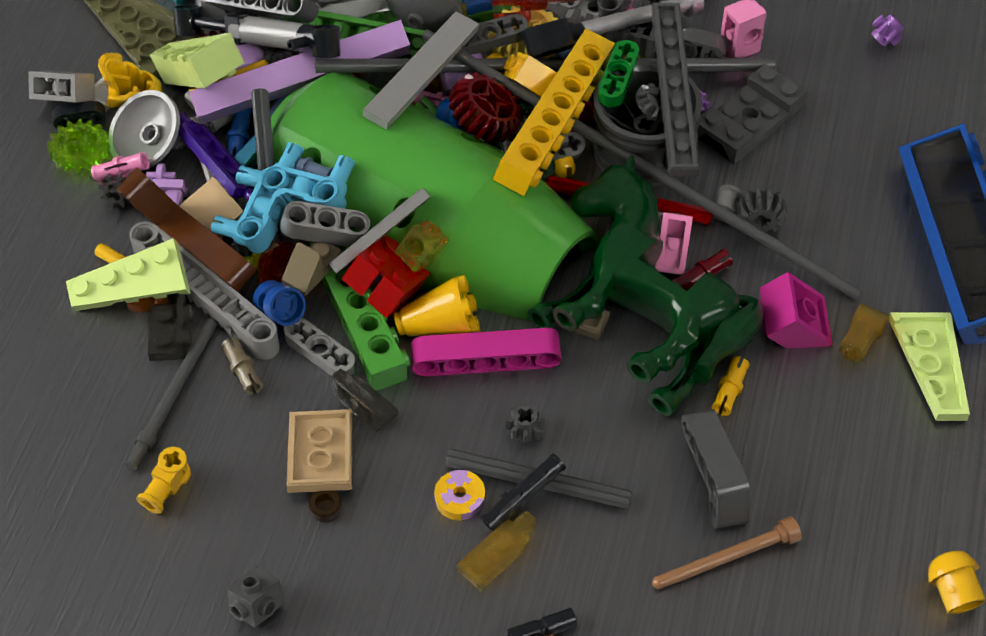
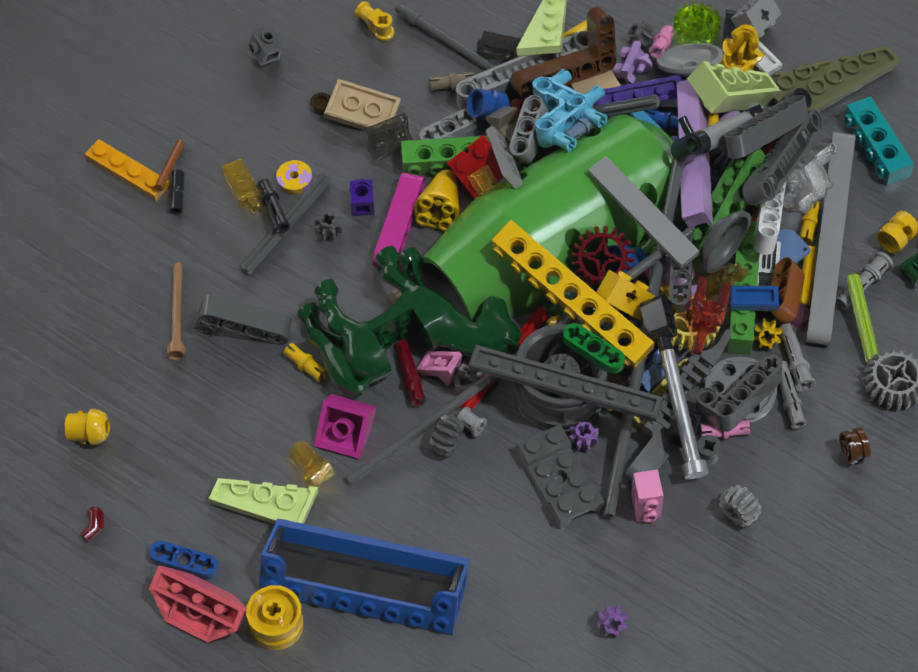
camera: 110 degrees right, 5 degrees up
(468, 390) = (362, 205): none -> dark purple brick

